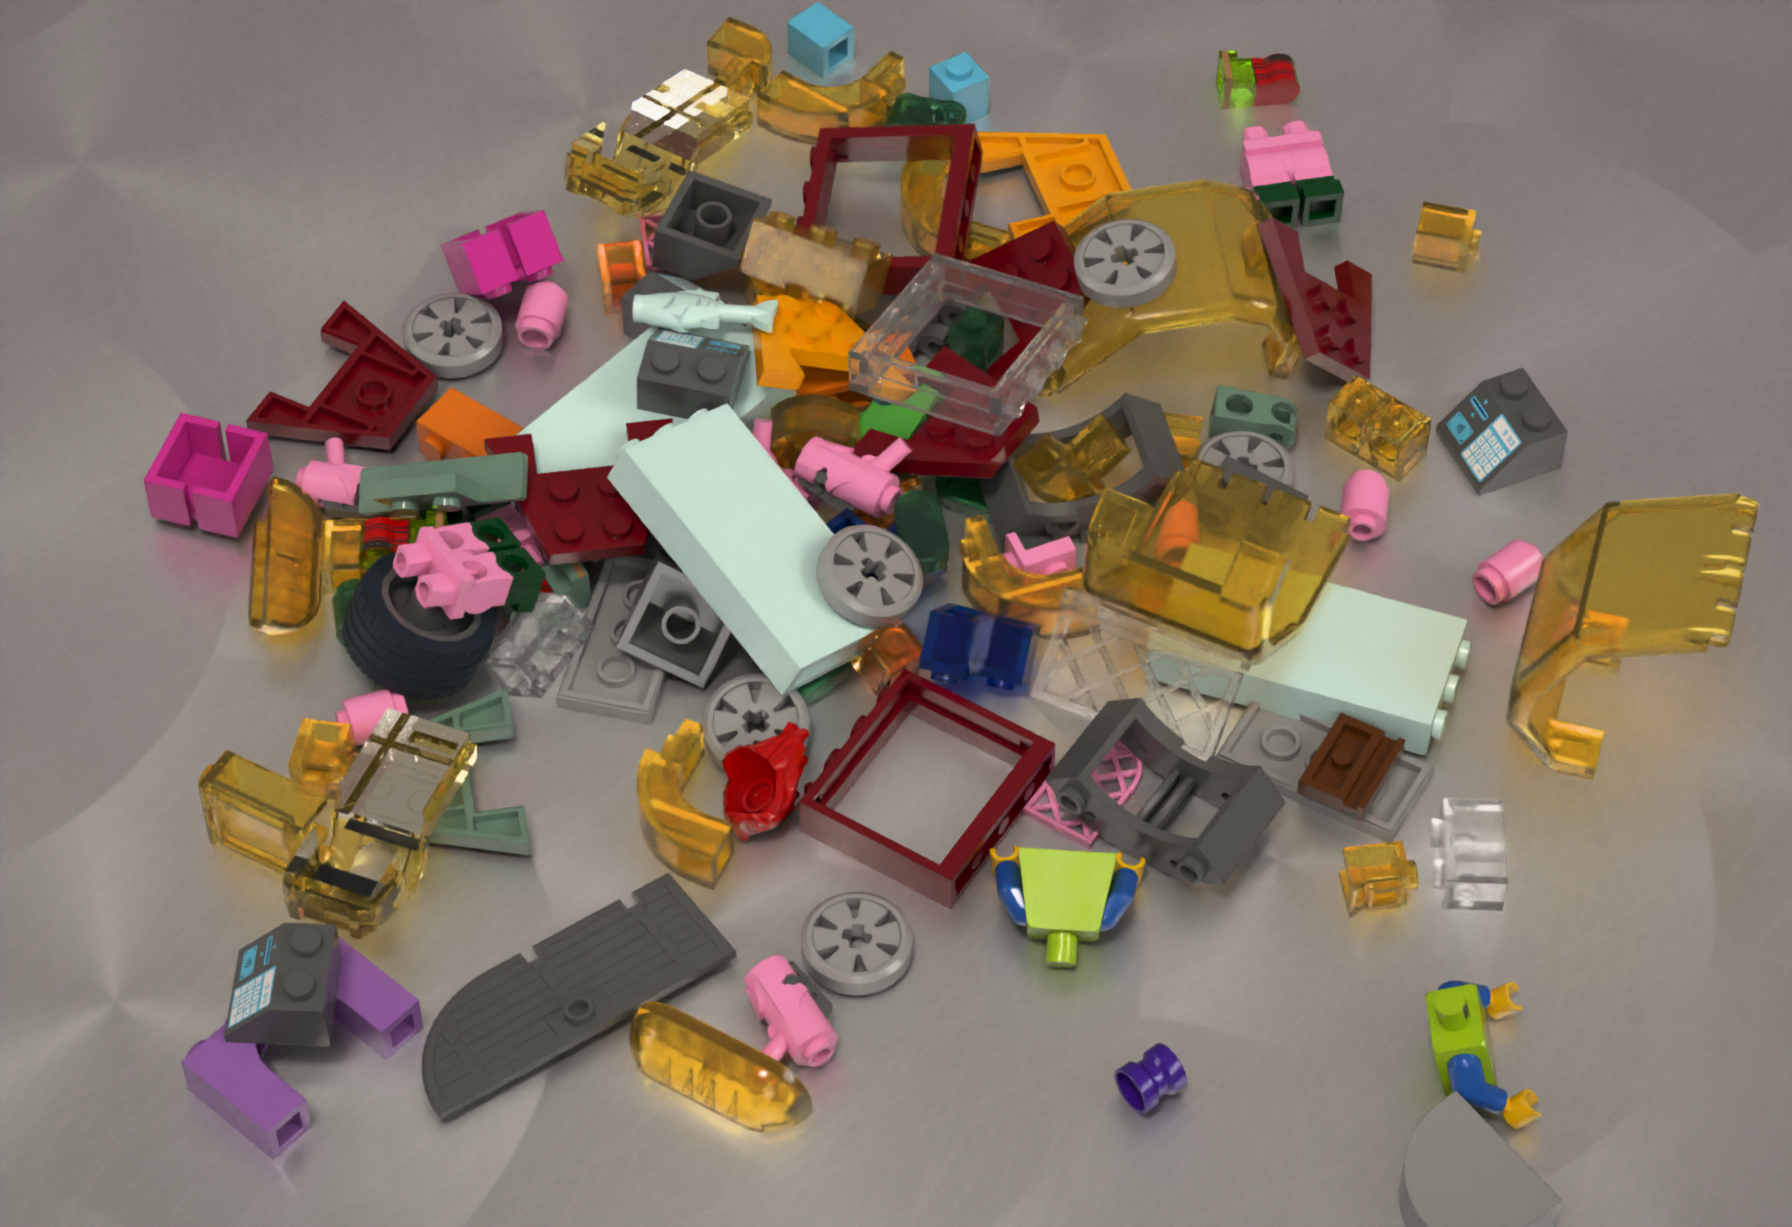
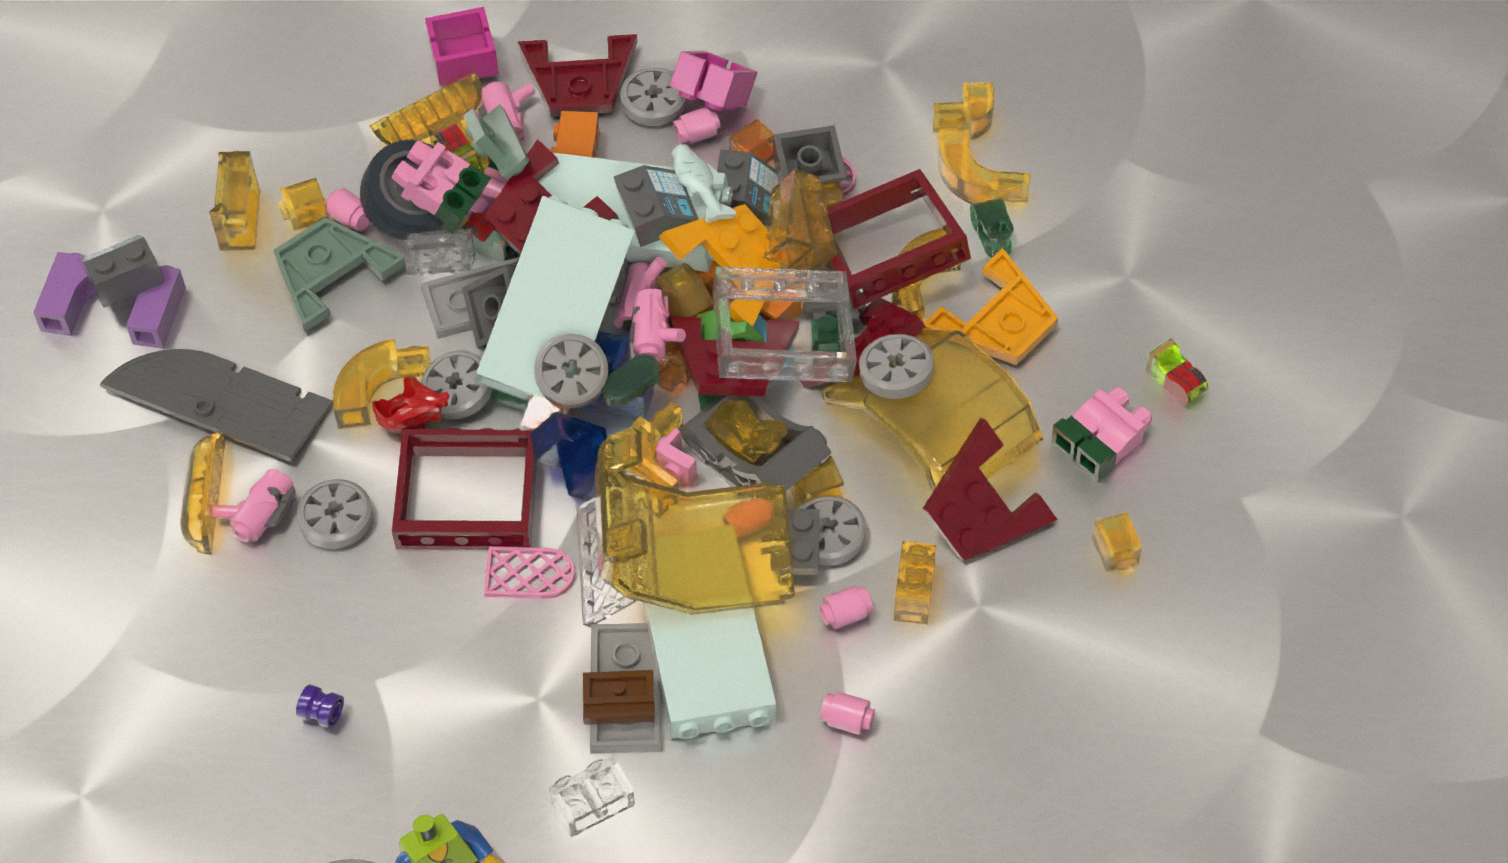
camera: 60 degrees right, 5 degrees up
(389, 798) = (283, 239): clear yellow piece -> none
(665, 138) = (877, 103): clear yellow piece -> none
(820, 40) = (1022, 138): medium azure brick -> none
(962, 82) = (1033, 225): medium azure brick -> none
(1065, 895) = (424, 597): lime torso -> none
(1242, 792) = (530, 654): dark grey window -> none
(1253, 412) = (876, 511): sand green leg -> none
(1377, 877) = (544, 753): clear yellow window -> none
(1504, 433) = (967, 656): dark grey slope -> none
(1626, 586) = (779, 765): clear yellow windscreen -> none

